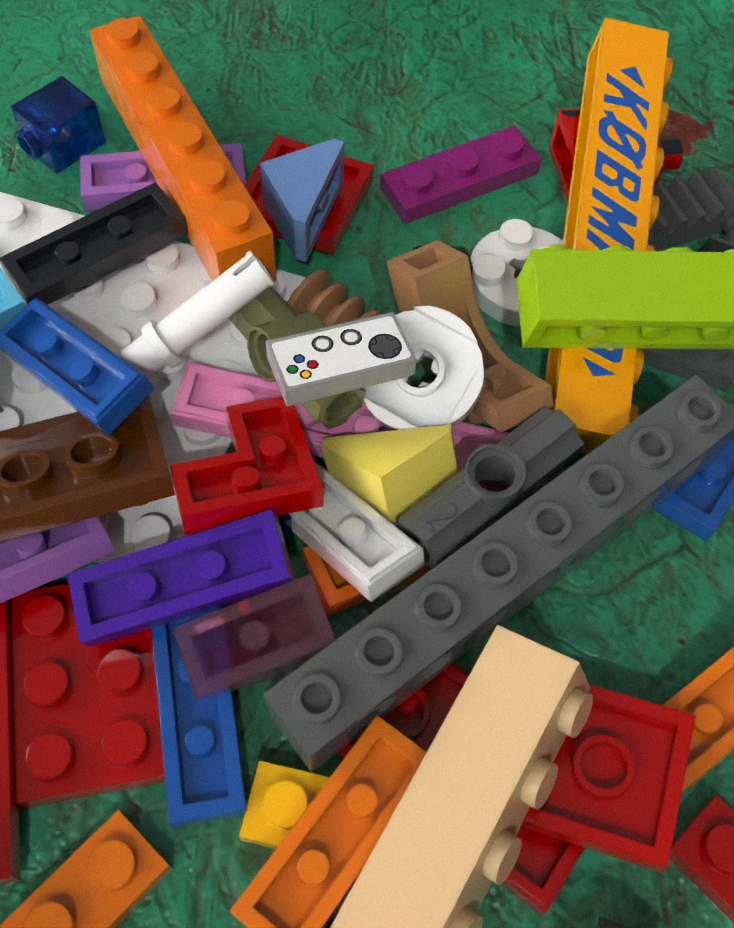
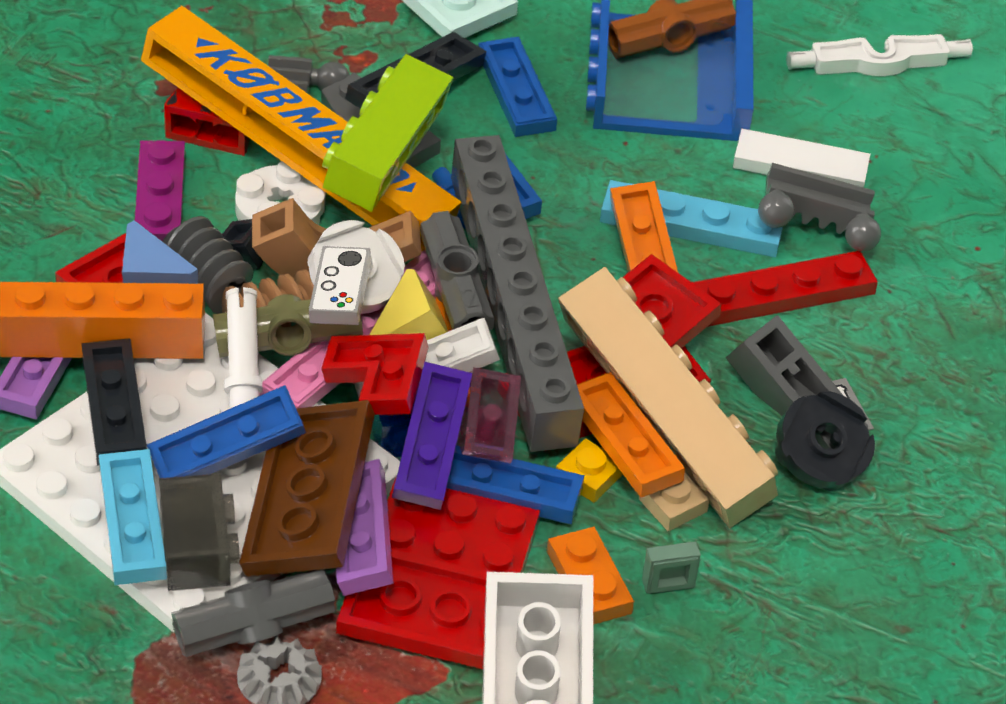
camera: 65 degrees left, 15 degrees down
(373, 233) = (212, 256): none -> dark grey piece

